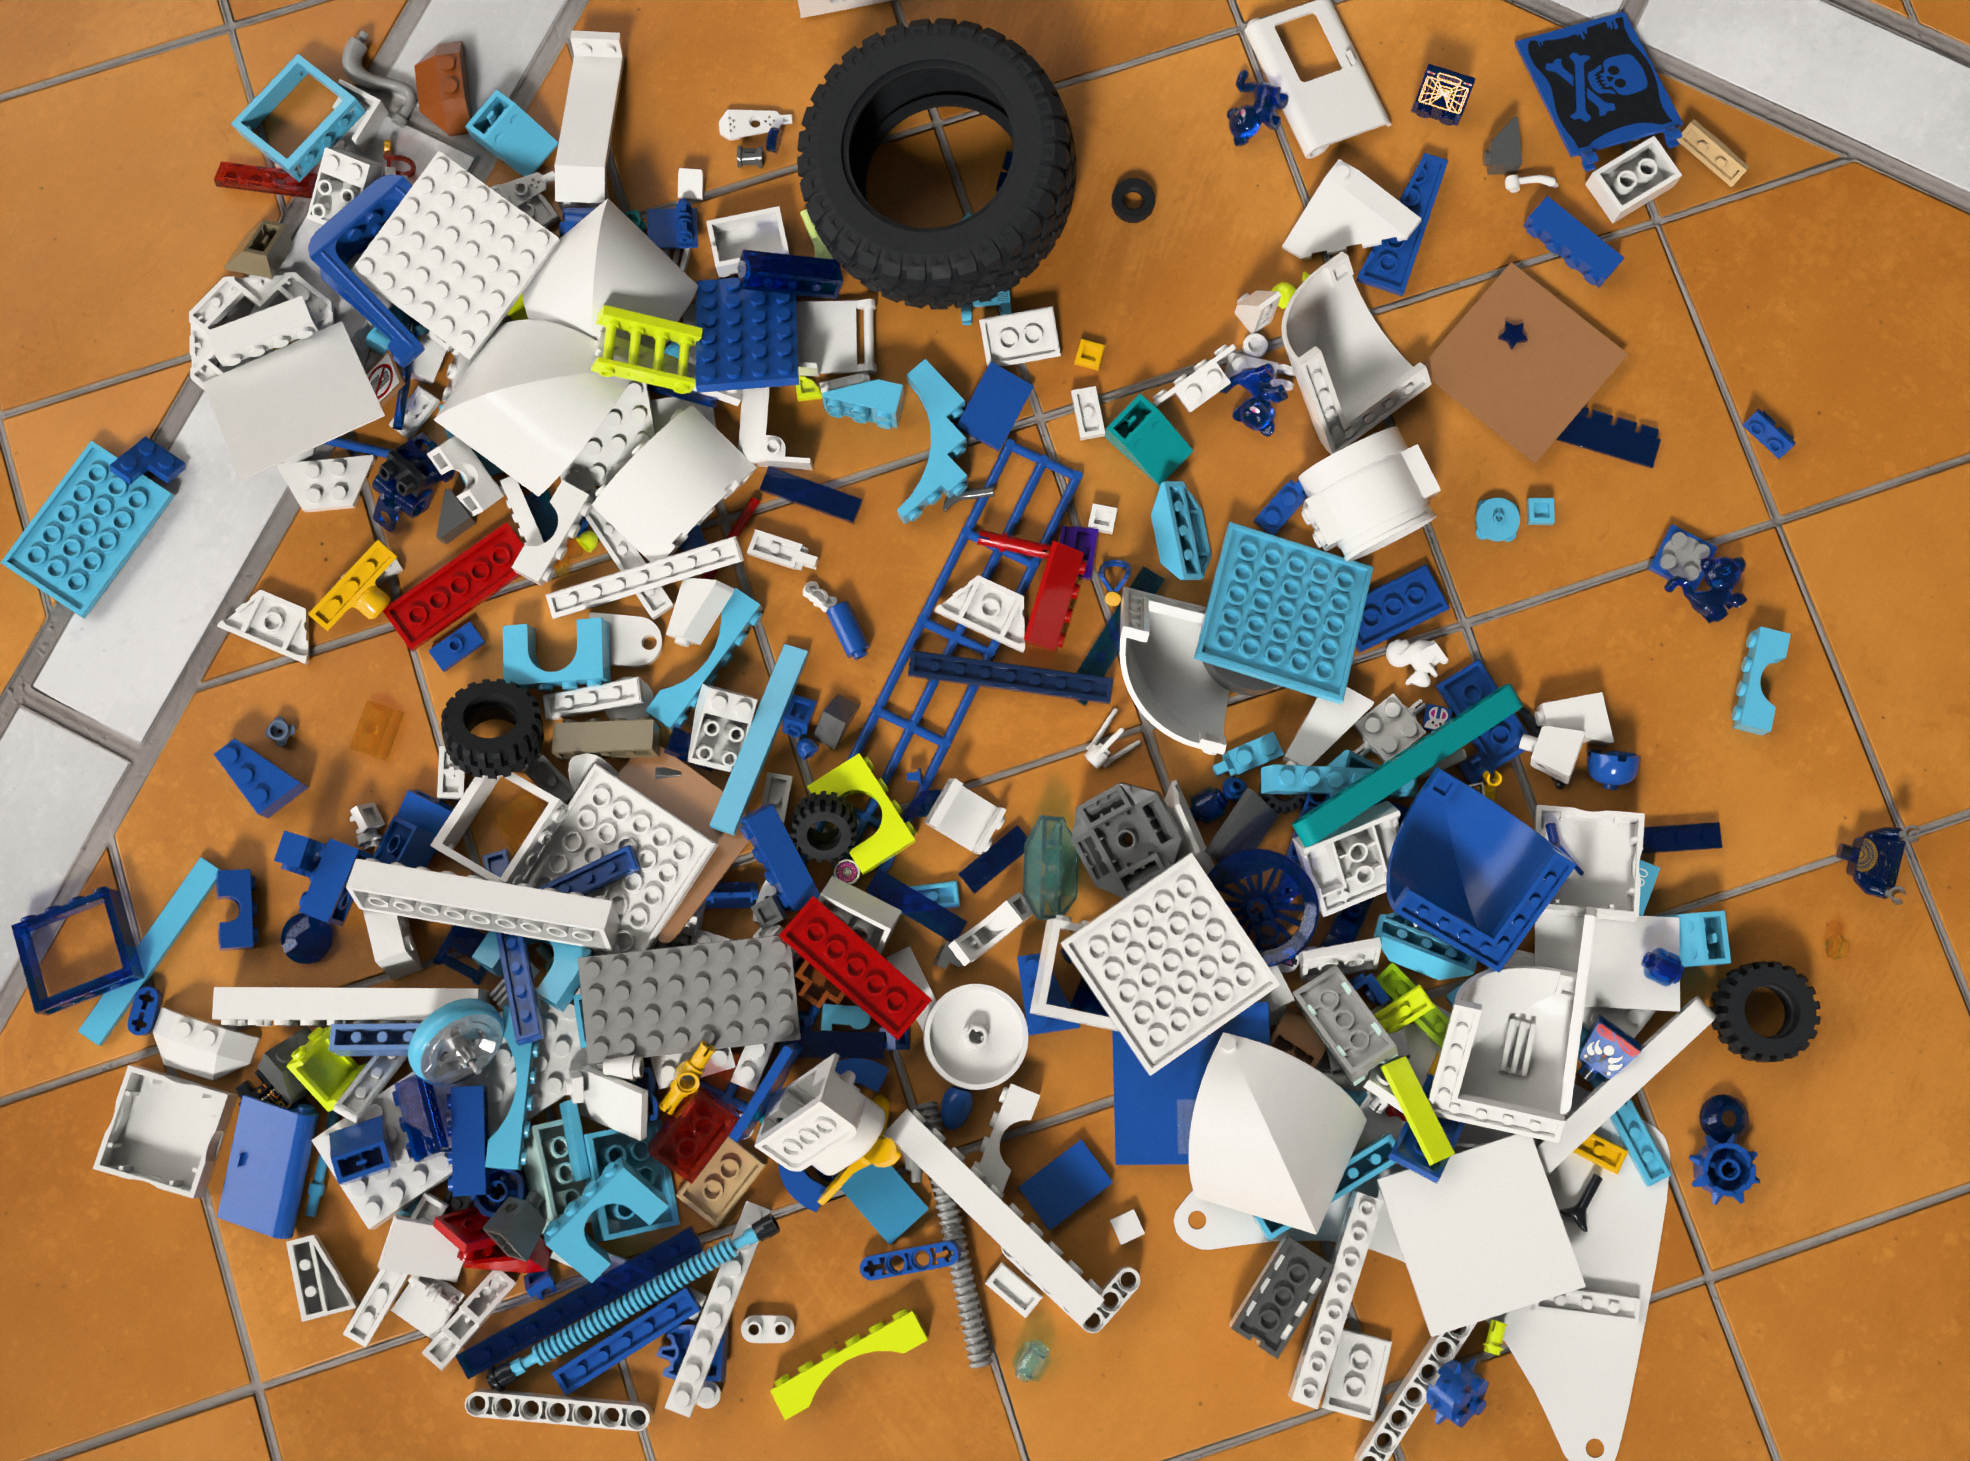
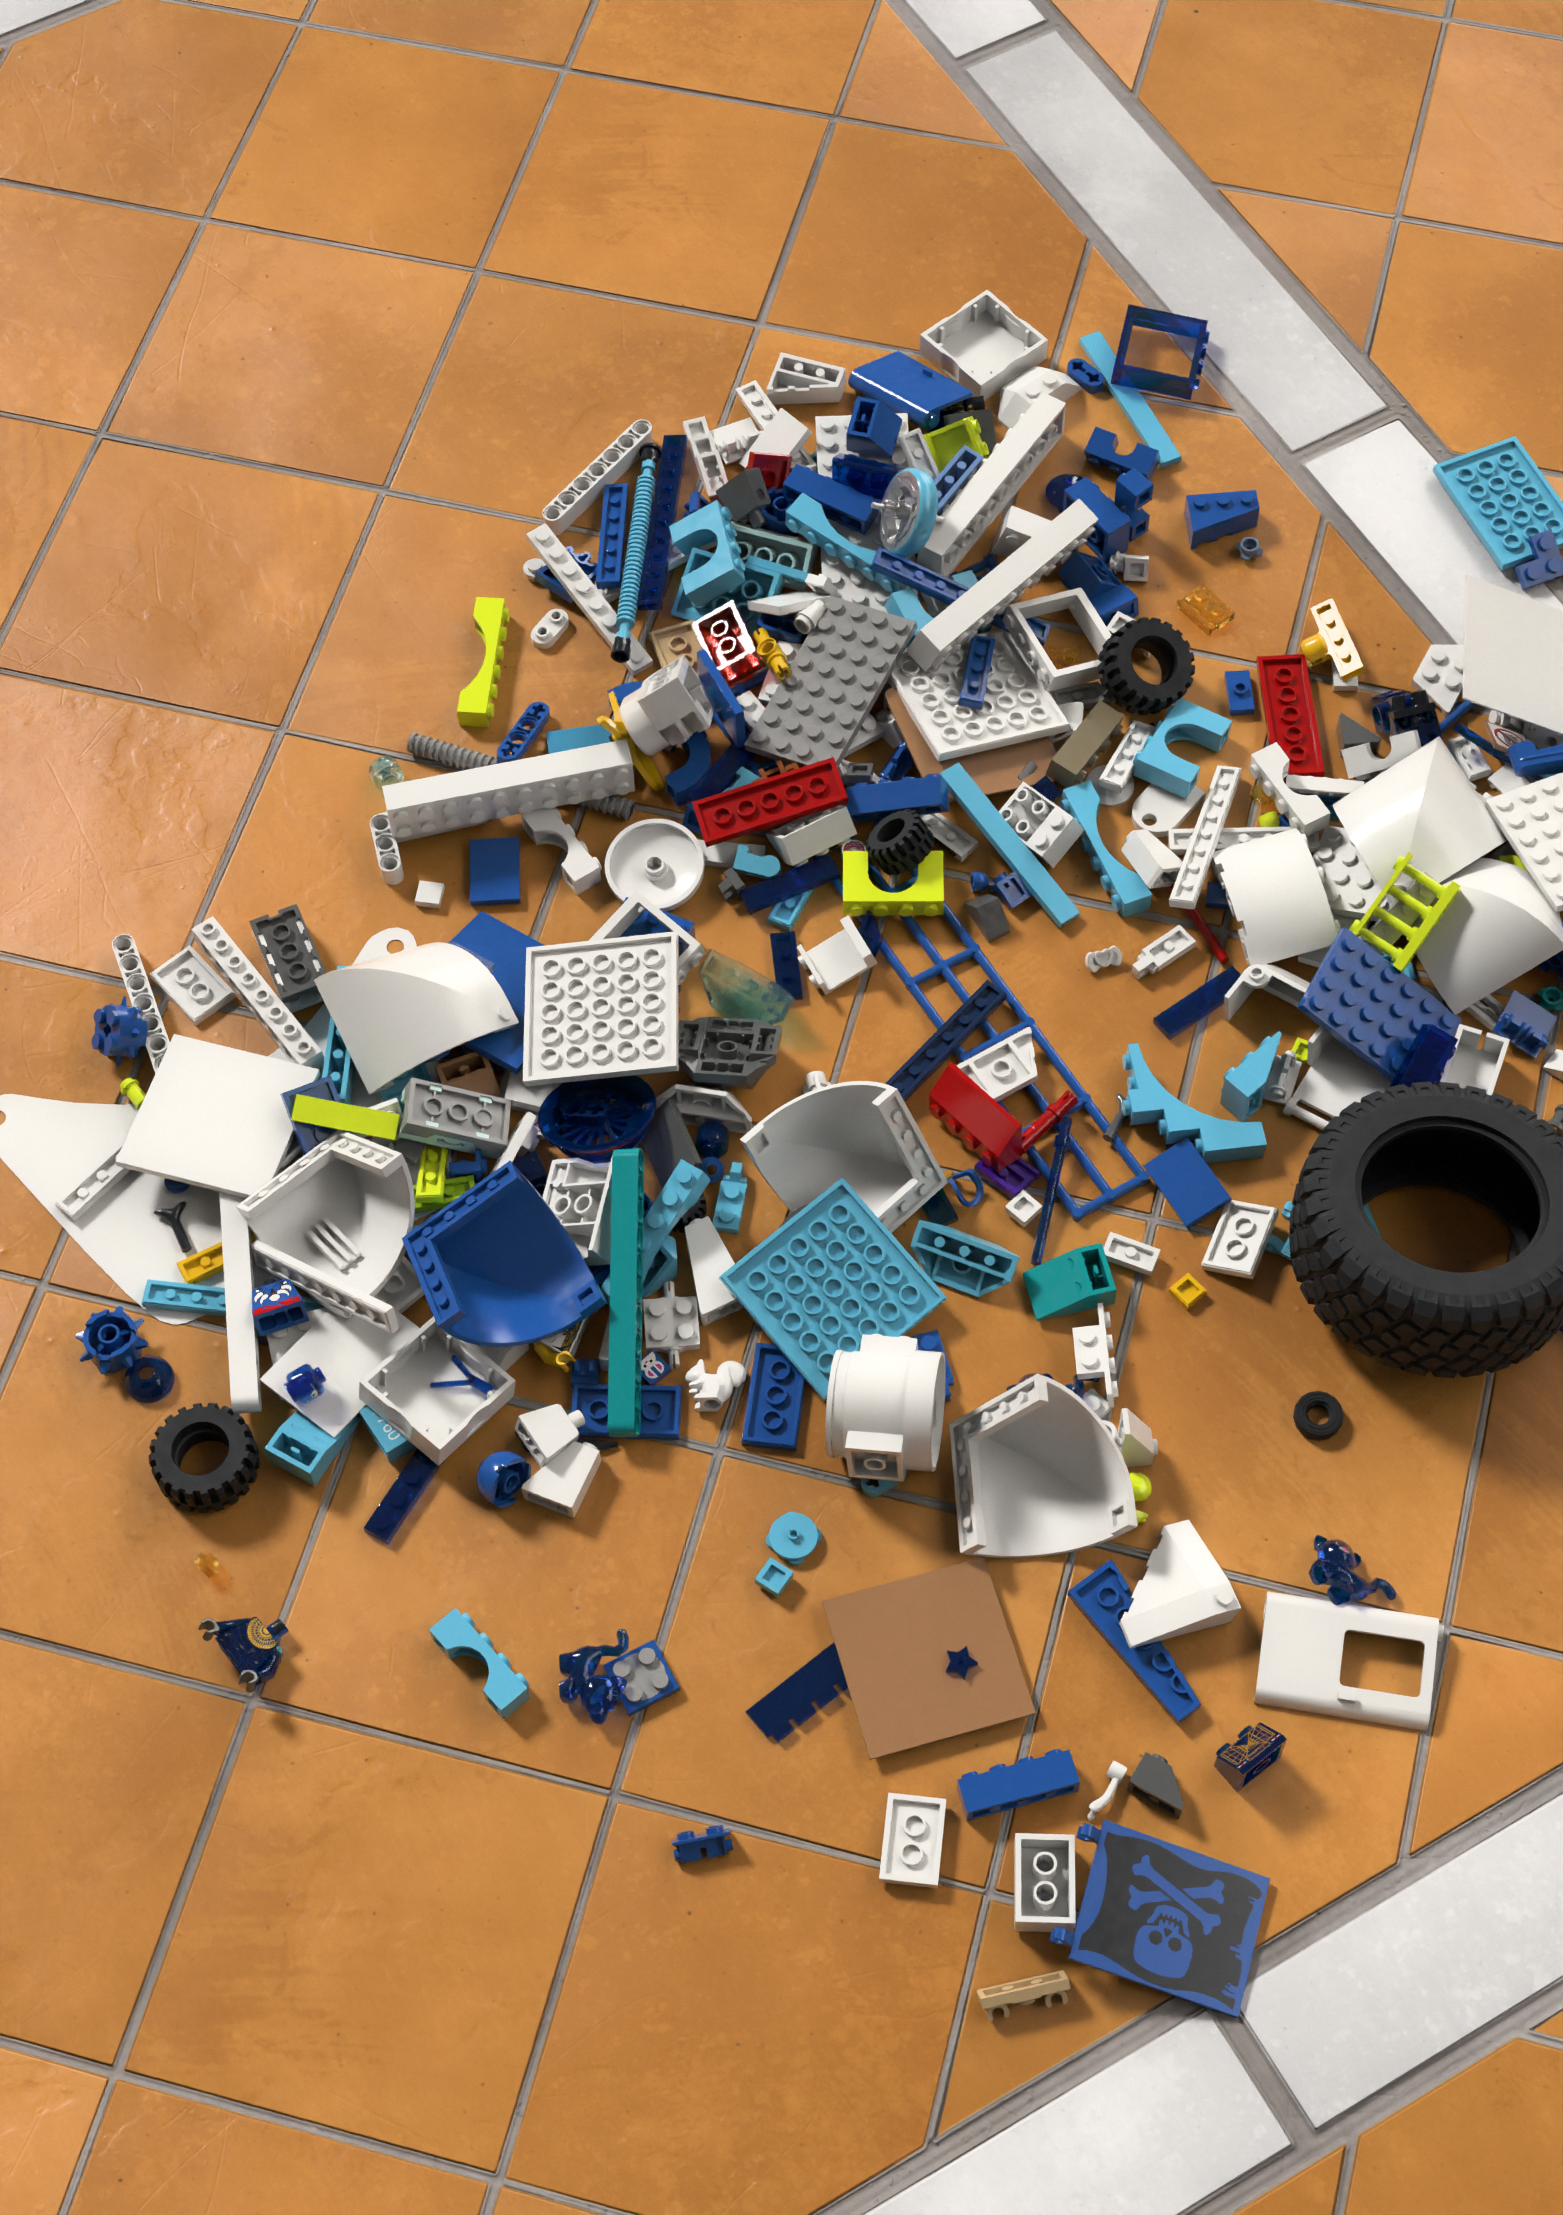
camera: 125 degrees right, 20 degrees down
(273, 625) = (1344, 581): white wing -> none
(848, 630) = (1057, 962): blue brick -> none
(915, 776) = (897, 941): blue piece -> none
(917, 946) = (754, 865): none -> medium azure leg
(956, 1107) = (610, 825): blue animal -> none
(992, 929) = (730, 916): white arch -> none
(1028, 519) = (1061, 1144): none -> clear blue bar
(1662, 290) = (912, 1840): none -> white plate

